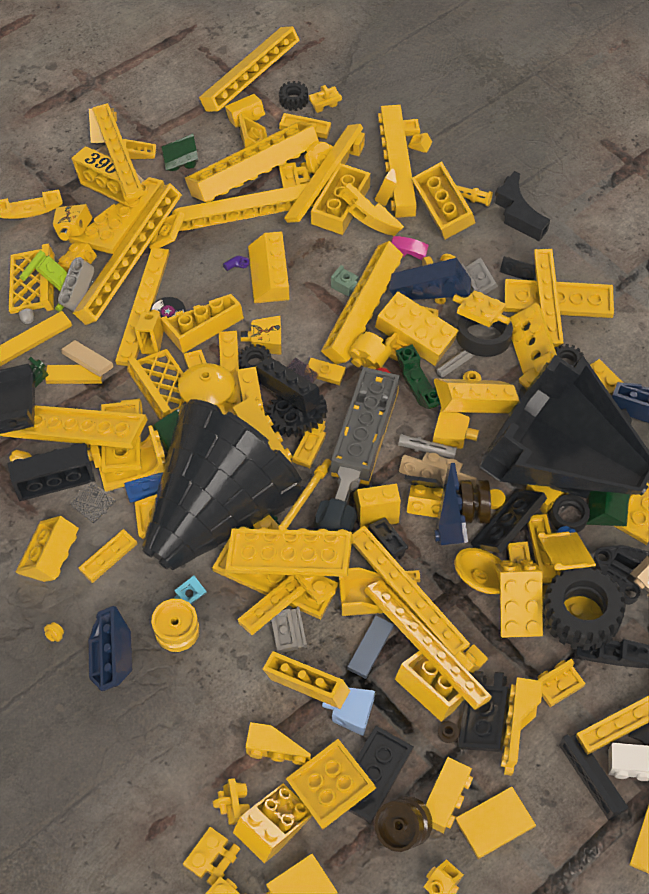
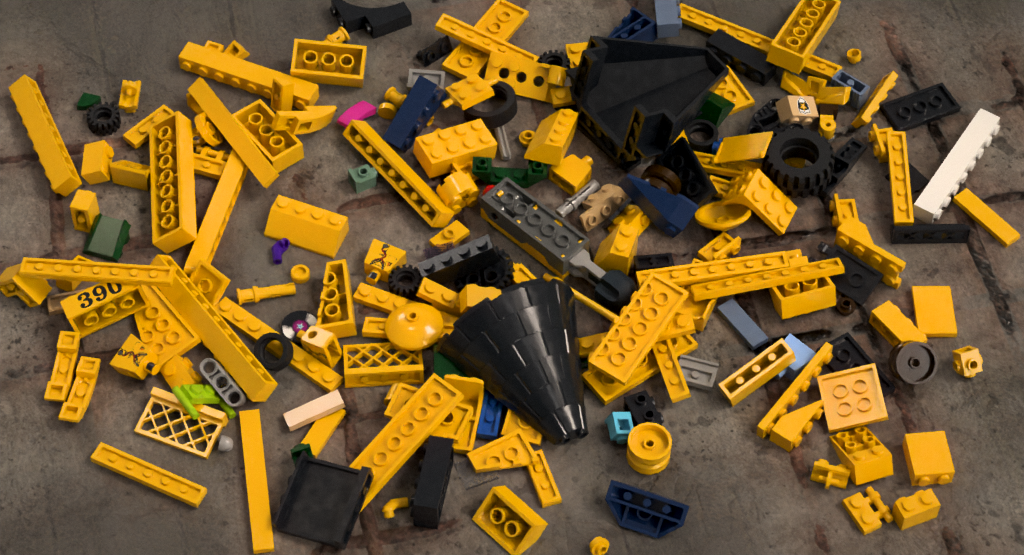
camera: 65 degrees left, 5 degrees down
(63, 179) = (64, 366): none -> yellow slope
(112, 512) = (503, 453): none -> yellow wing
(121, 298) = (287, 354): none -> black tyre
(182, 267) = (255, 294): none -> yellow pin
(191, 122) = (84, 210): none -> yellow brick
(216, 604) = (642, 408): none -> black brick
(222, 287) = (300, 274): none -> yellow tile
(306, 78) = (88, 100): none -> dark green tile
(318, 726) = (791, 395): none -> yellow plate
(444, 588) = (720, 248): none -> yellow bracket

